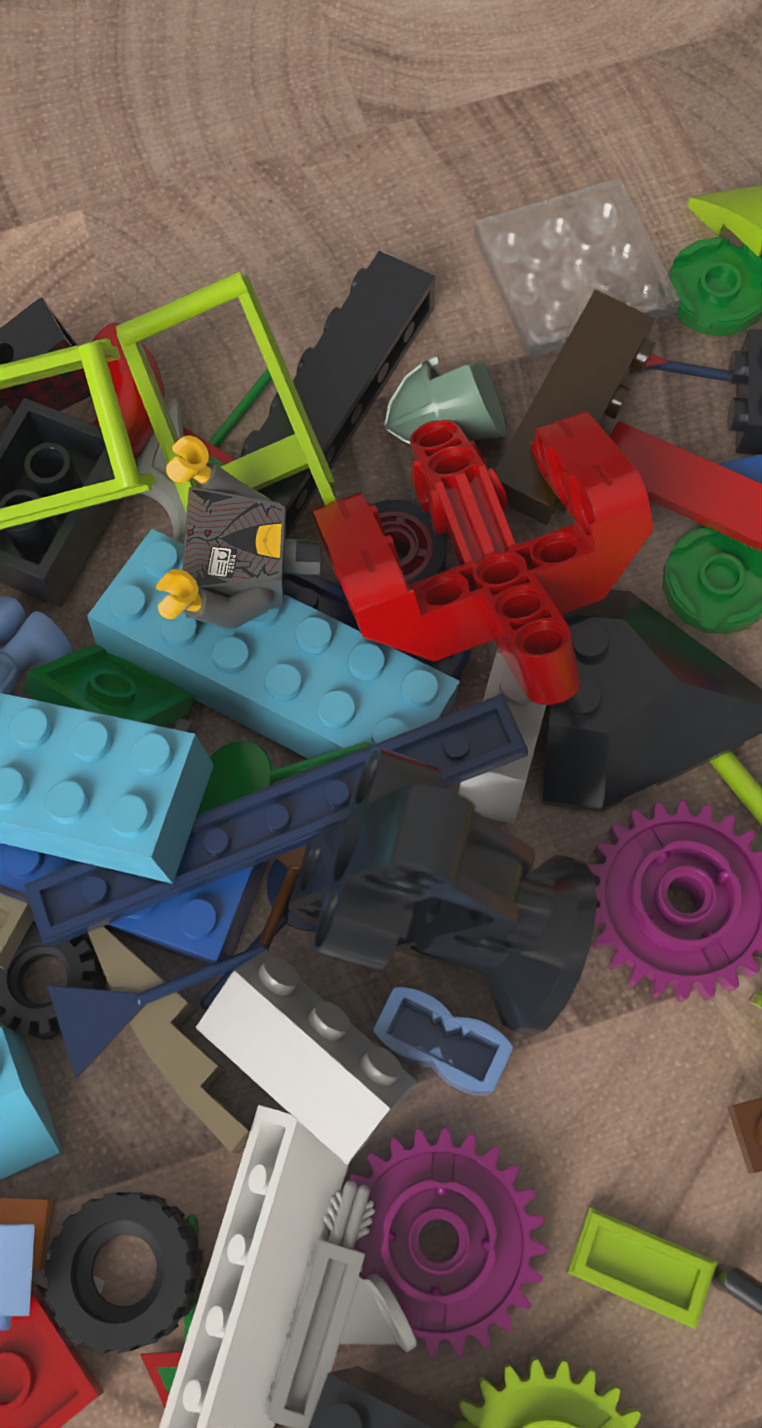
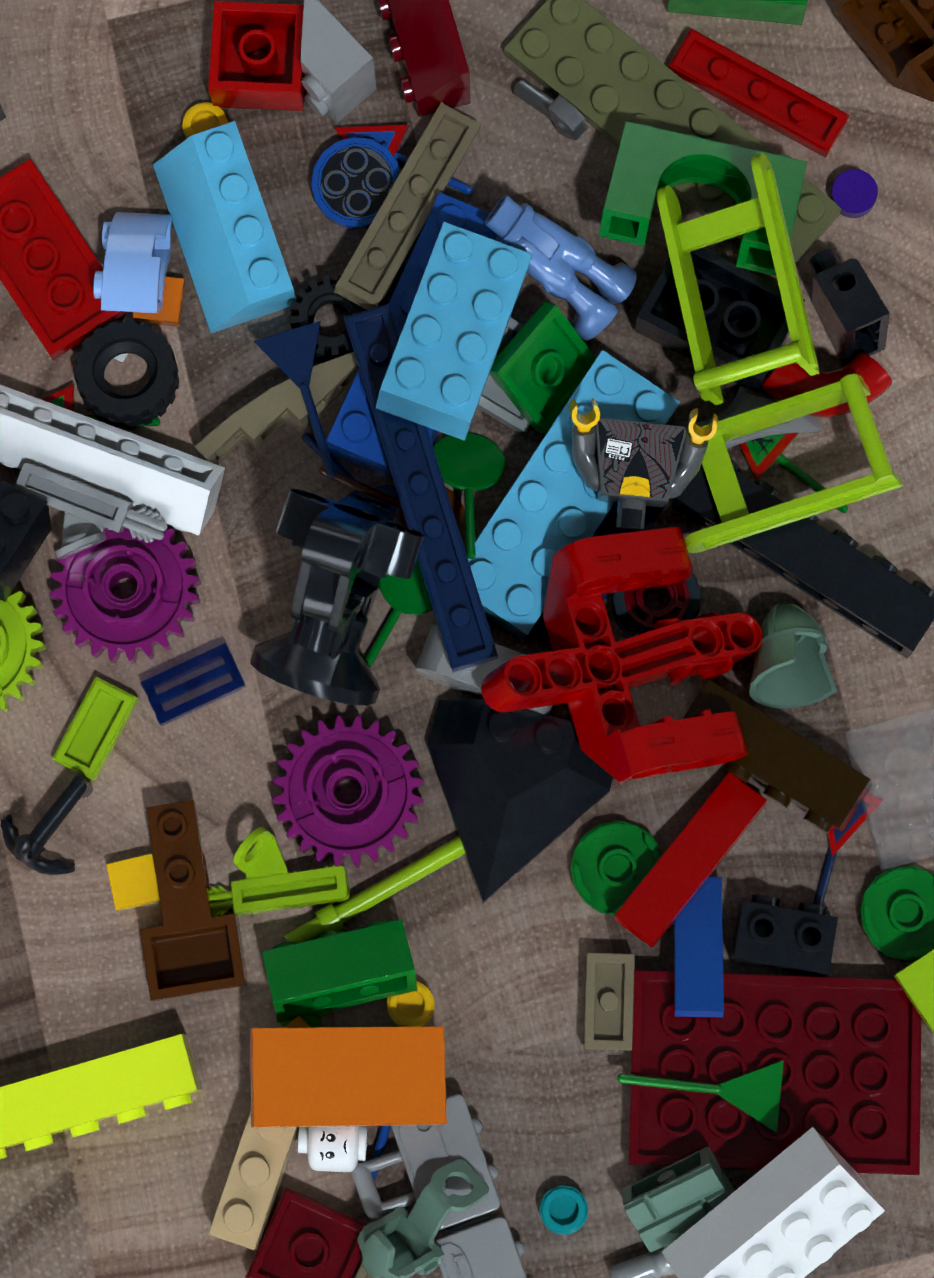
camera: 95 degrees right, 10 degrees up
(306, 1054) = (249, 498): slope -> none
(459, 1049) = (263, 589): medium blue brick -> none
(590, 1178) = (156, 701): none -> clear blue tile

